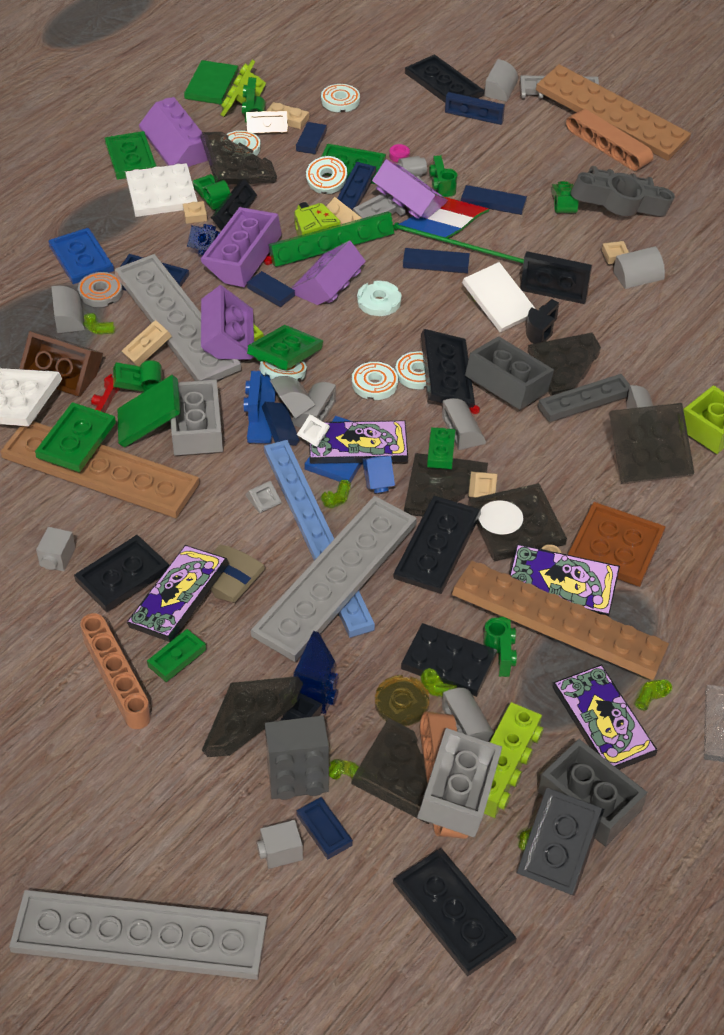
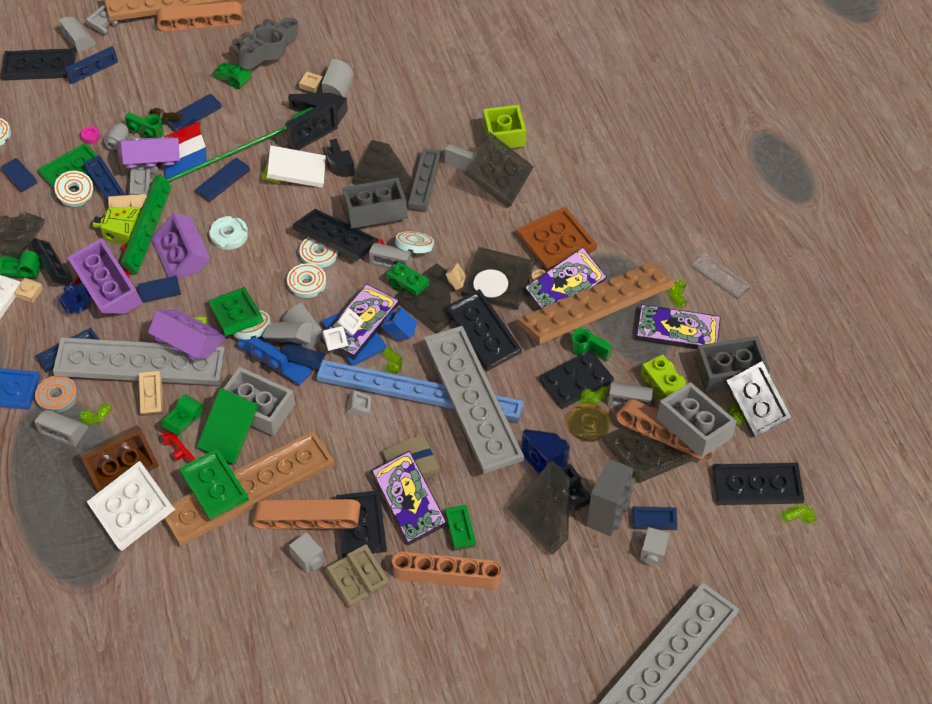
camera: 55 degrees left, 5 degrees up
(56, 601) = (357, 576): none -> dark tan slope
(96, 523) = (307, 514): none -> nougat beam
(343, 430) = (349, 321): none -> white slope
(452, 985) = (800, 511): none -> clear neon green arm
(464, 180) = (166, 116): none -> dark brown plate
(494, 430) = (414, 240): none -> light aqua tile
(602, 280) = (300, 102): none -> black slope

